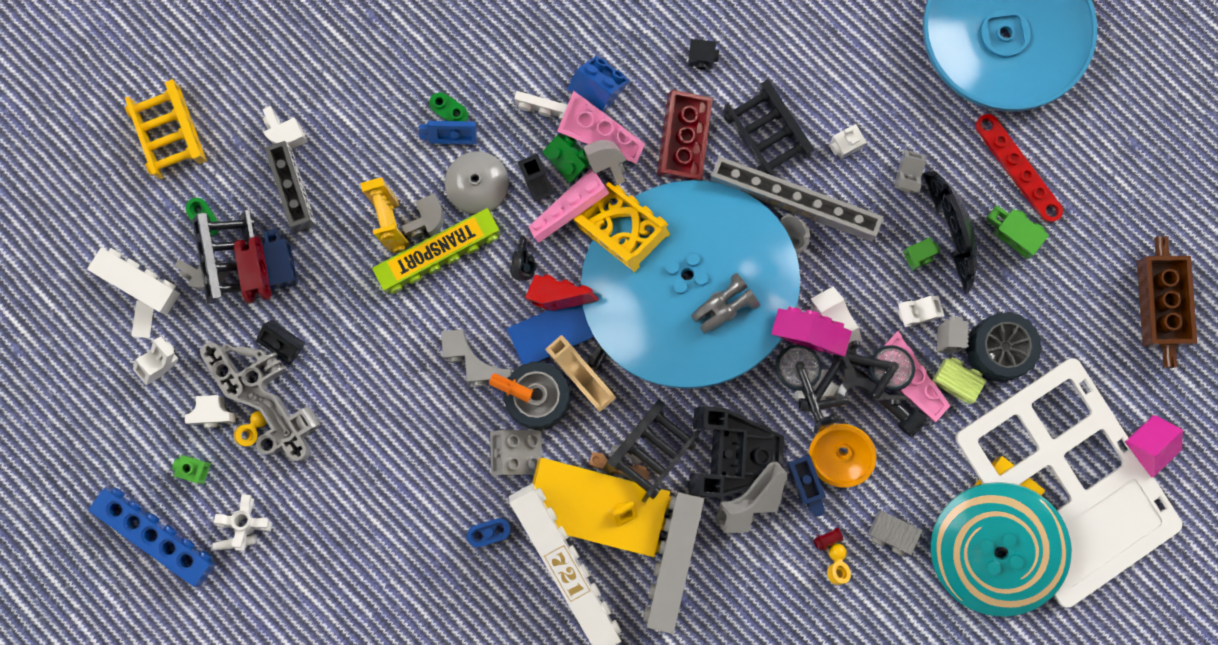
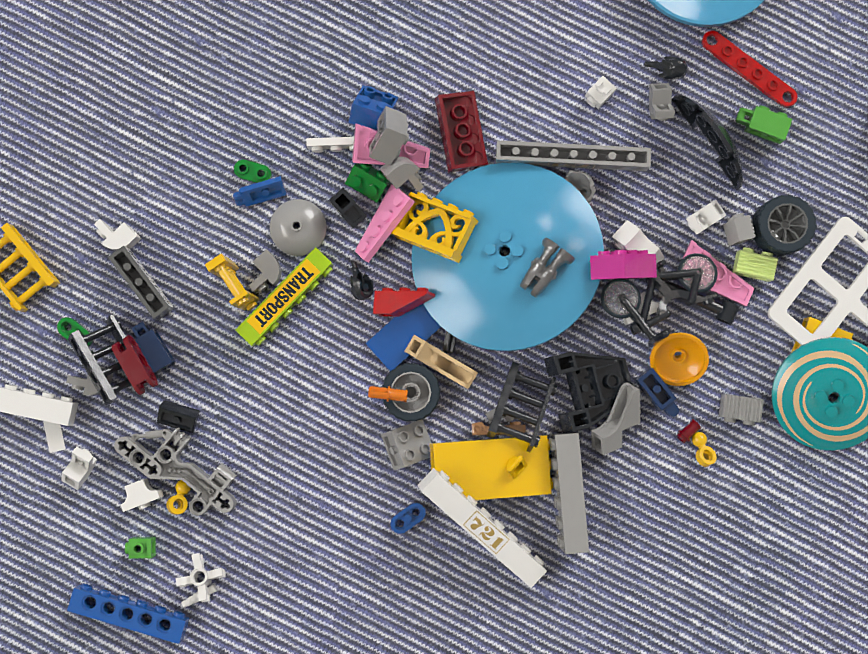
camera: 20 degrees left, 5 degrees up
(456, 347) = (354, 389): light grey arch -> none
(604, 115) = (390, 137): none -> light grey brick
(703, 54) = (454, 55): black brick -> none
(778, 112) = (533, 85): black fence -> none
(921, 253) = (690, 168): bright green brick -> none
(933, 138) = (671, 67): none -> black piece

